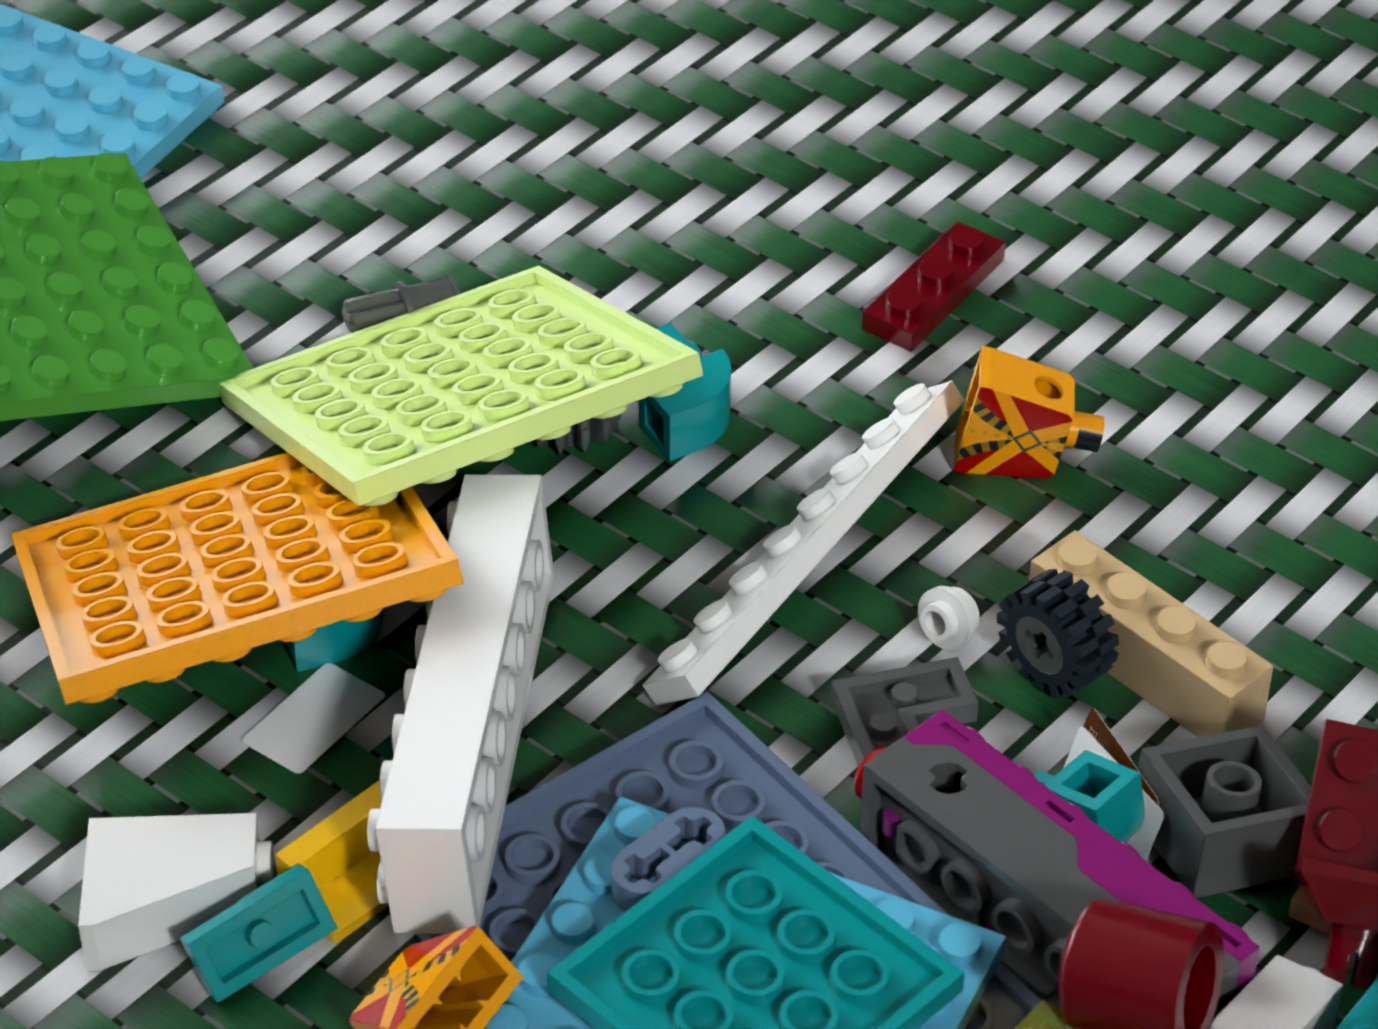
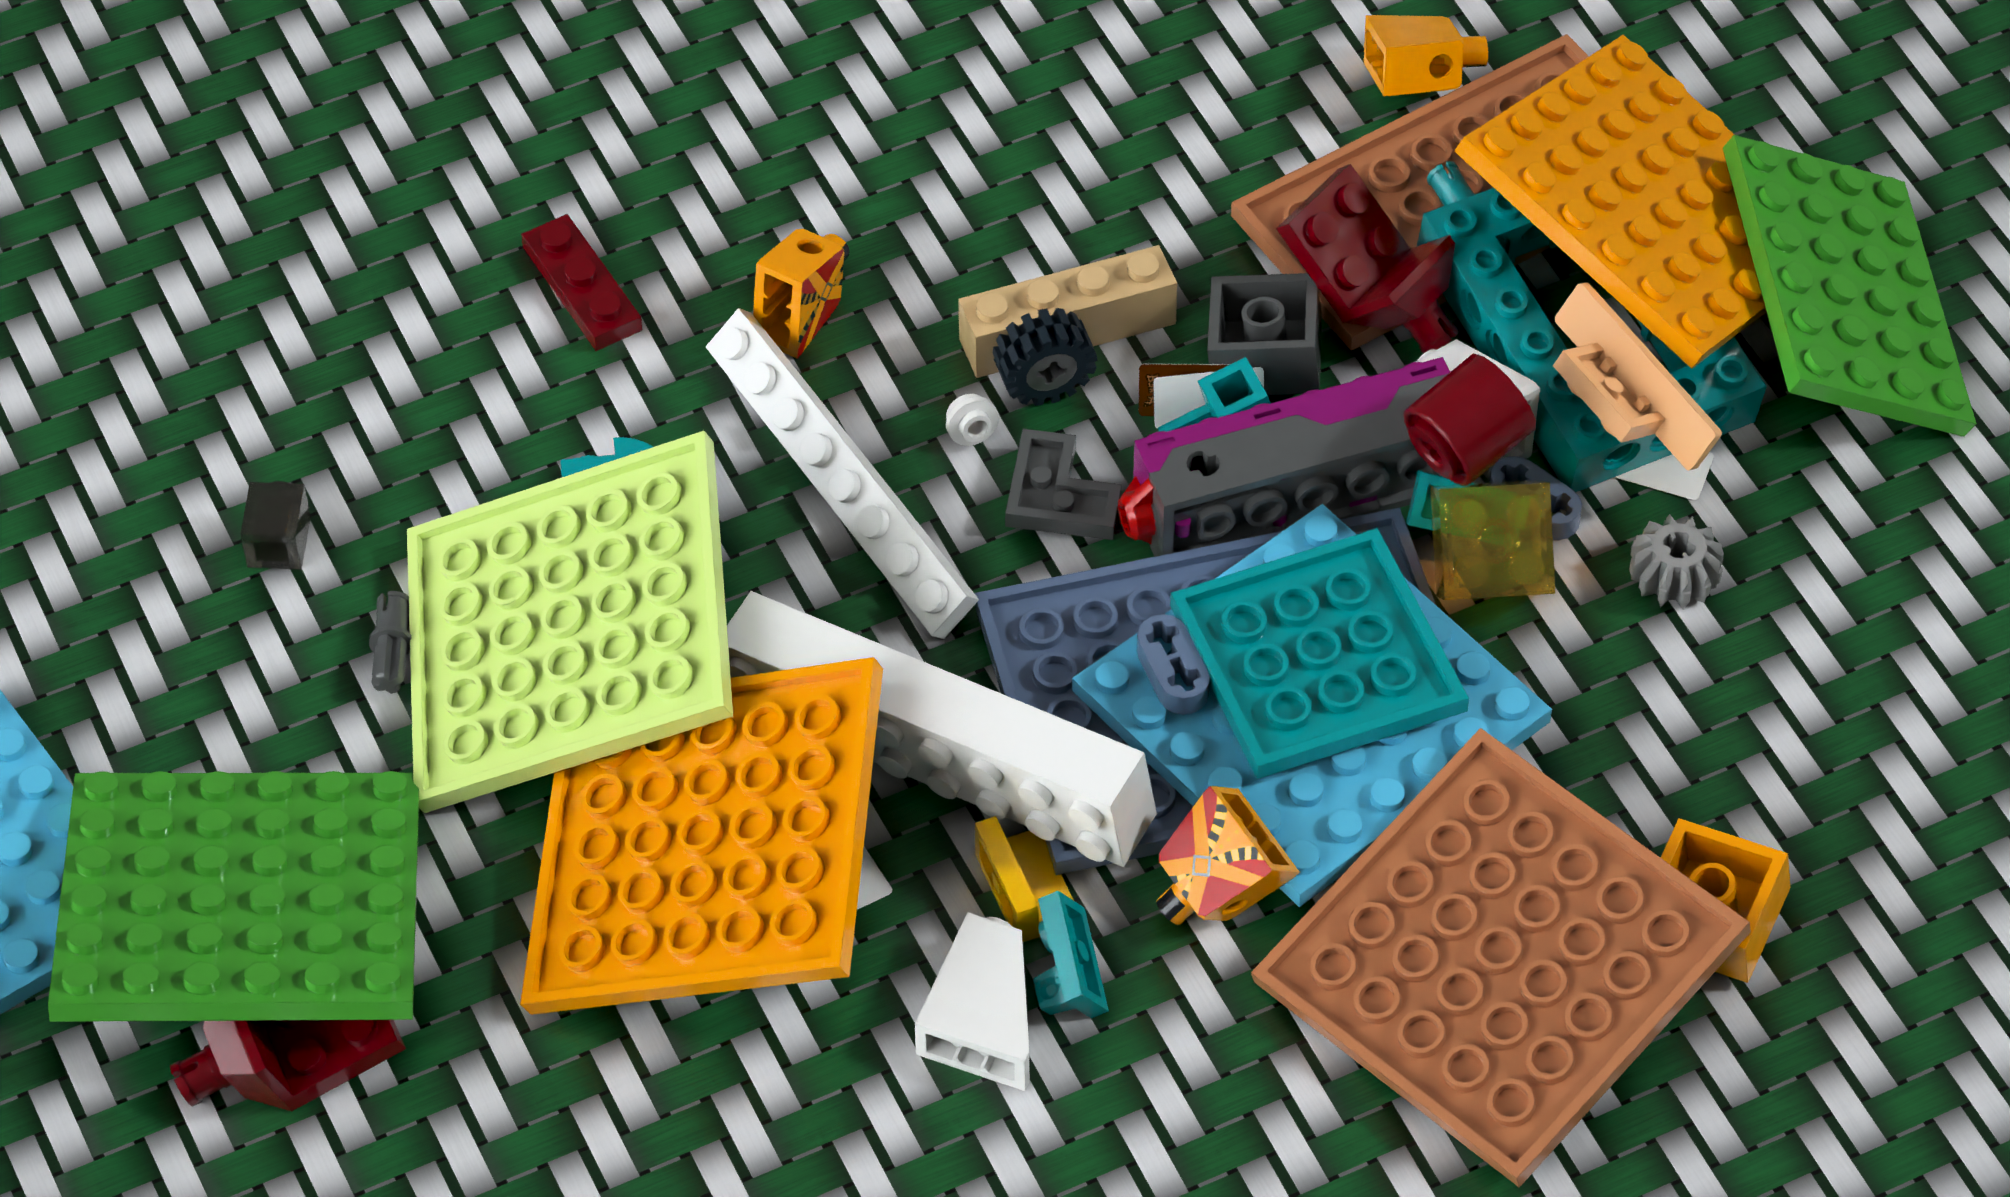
camera: 65 degrees left, 10 degrees up
(493, 184) = (275, 525): none -> clear smoke brick

